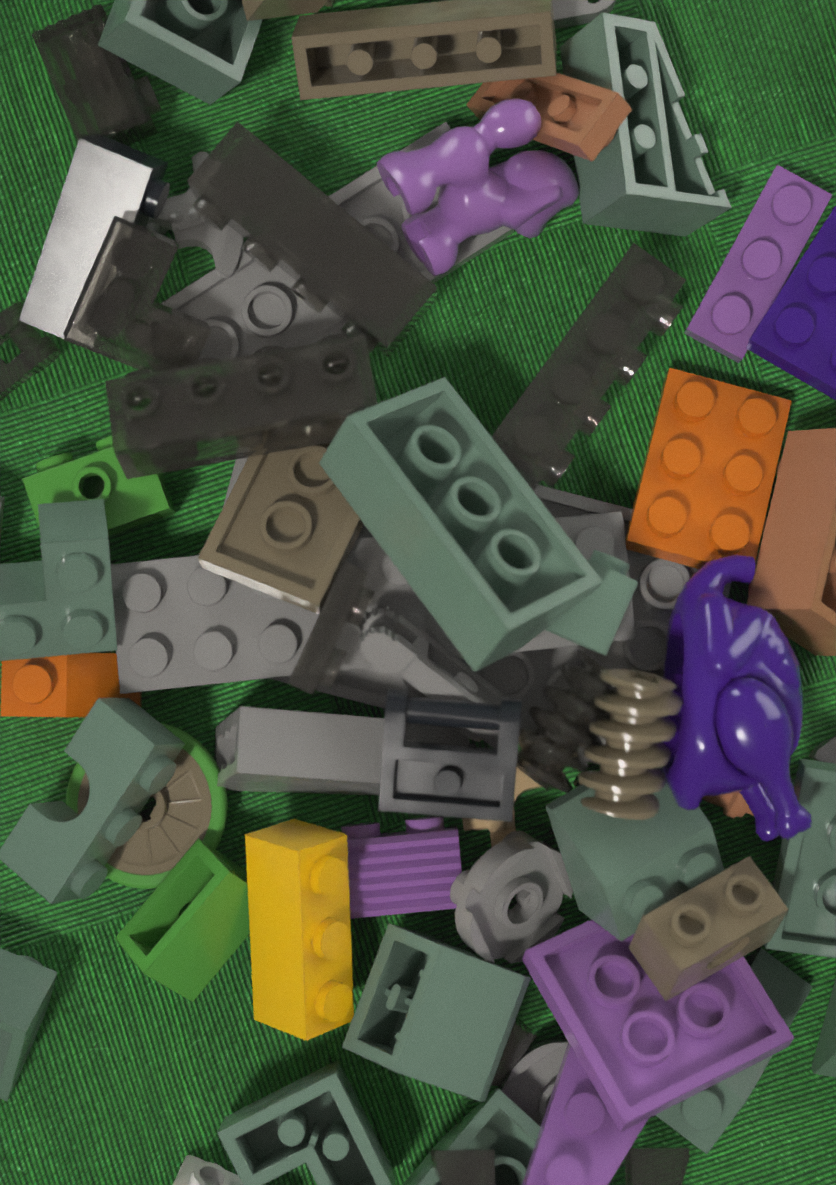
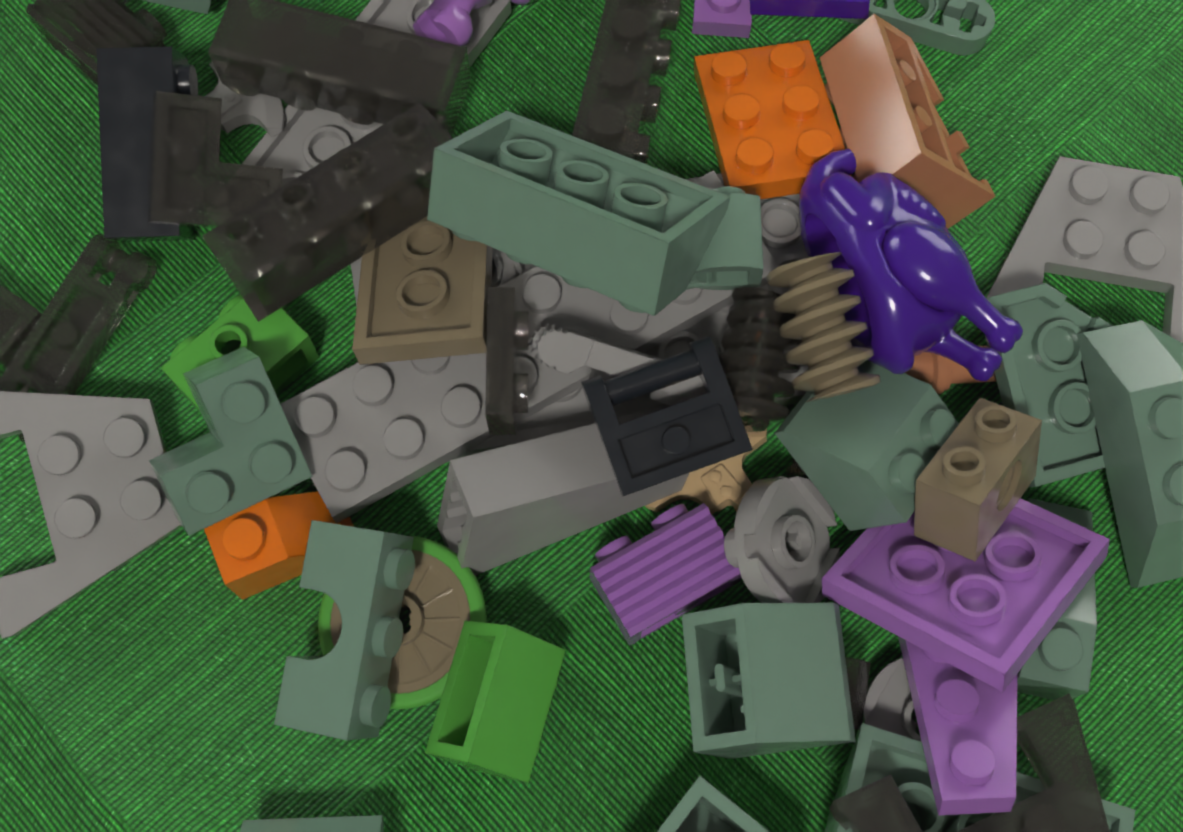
camera: 25 degrees left, 15 degrees down
(300, 928) = (601, 657): yellow brick -> none

